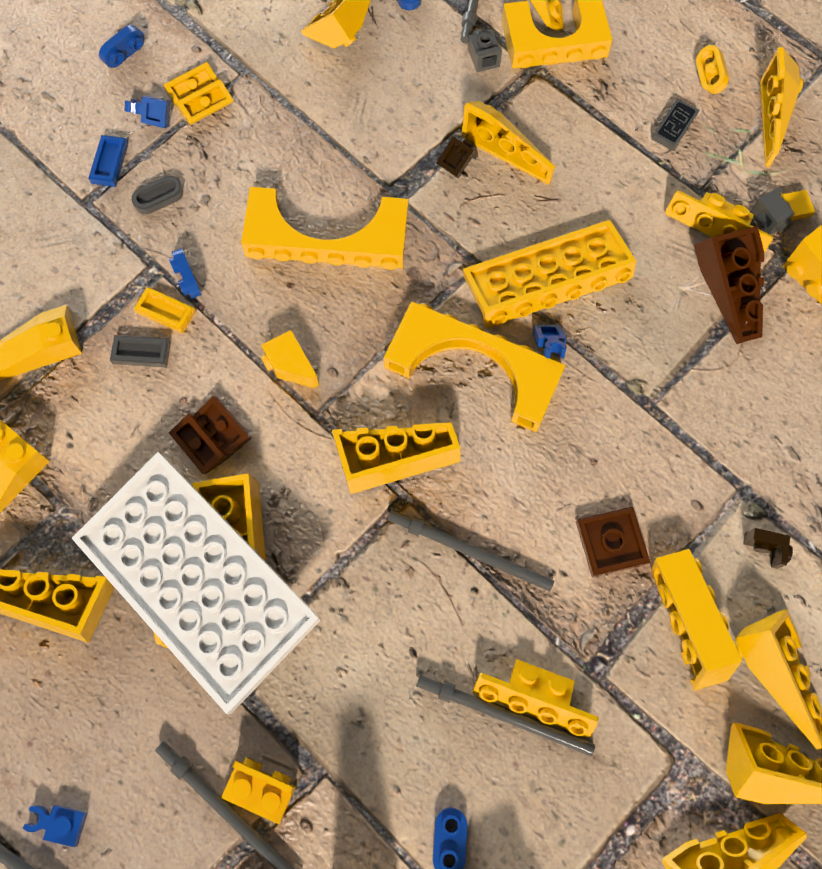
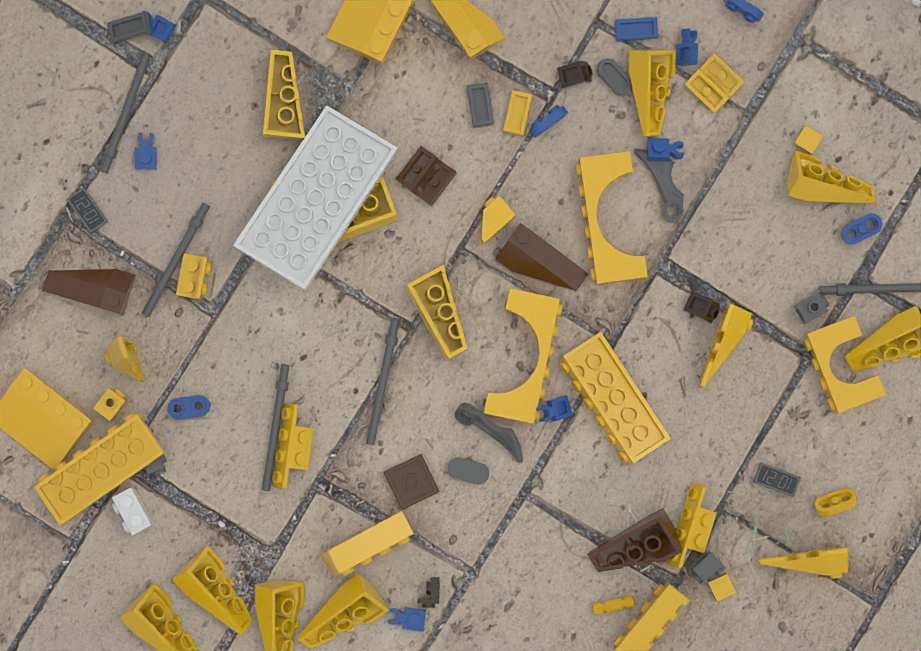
camera: 75 degrees right, 15 degrees up
(137, 233) = (575, 74): none -> dark brown bracket
(162, 152) = (650, 78): none -> yellow wedge
(259, 162) = (660, 150): none -> blue plate
(283, 168) = (662, 174): none -> dark grey piece
(292, 19) = (808, 139): none -> yellow tile
(351, 323) = (534, 257): none -> reddish brown wedge
(575, 405) = (504, 436): none -> dark grey piece
(609, 465) = (468, 470): none -> dark grey tile
(801, 582) = (412, 618): none -> blue plate
(806, 327) = (613, 605): none -> yellow axle

